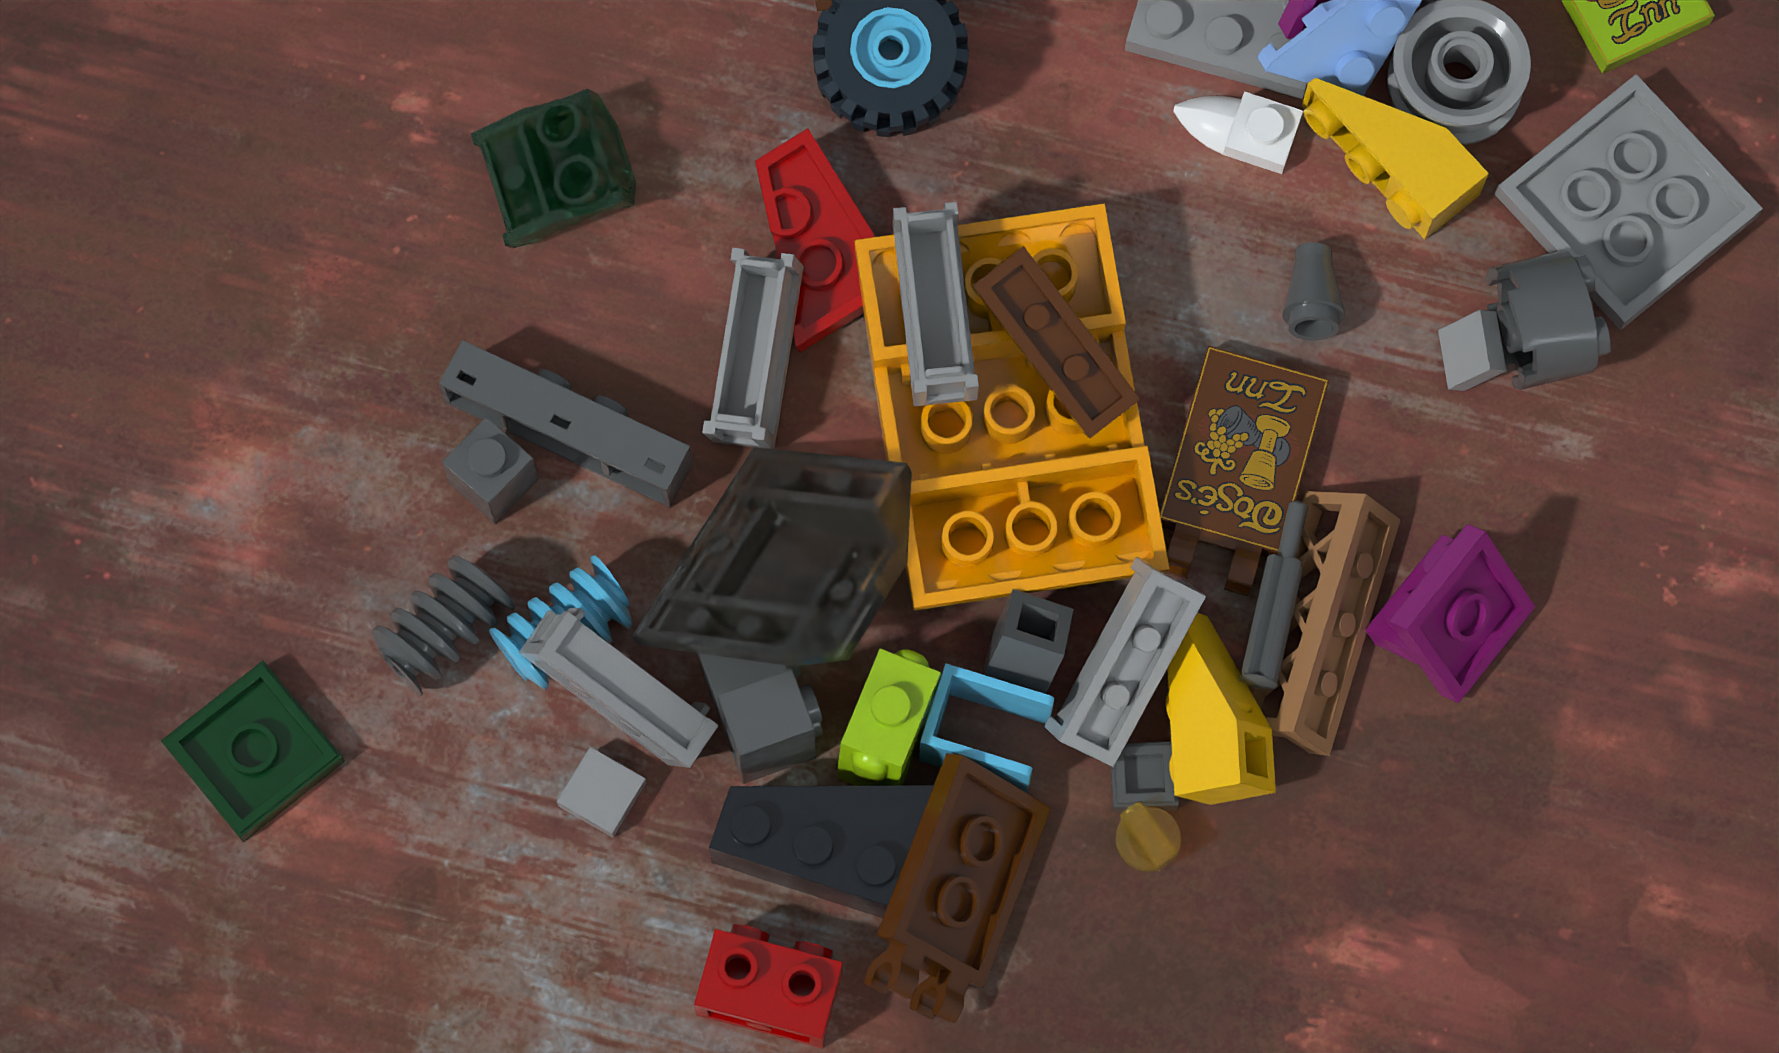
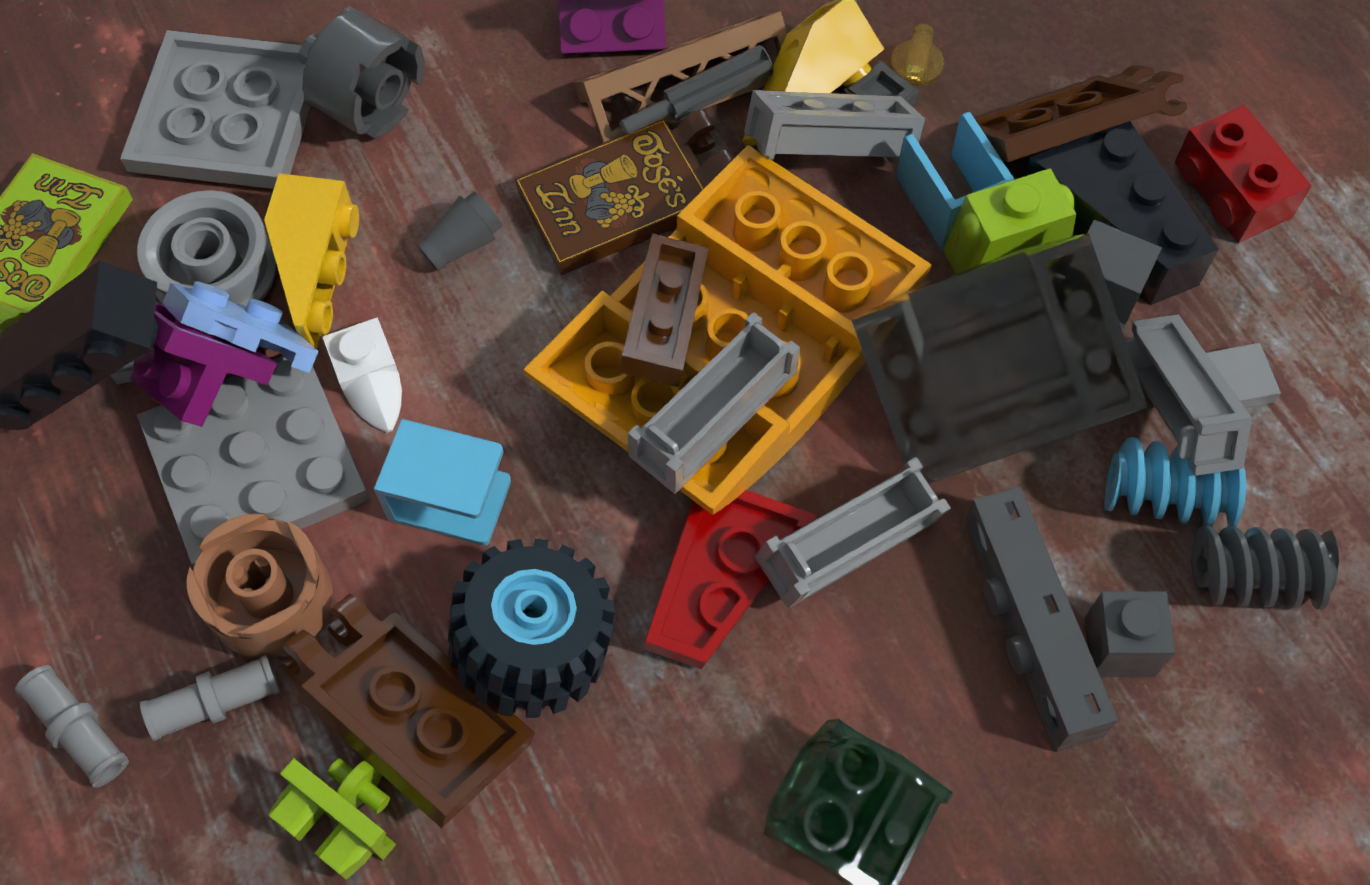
camera: 130 degrees left, 10 degrees down
(1028, 641) = (880, 191): dark grey brick -> none
(1073, 93) = (443, 482): none -> medium azure piece
(1472, 350) = (418, 114): light grey tile -> none

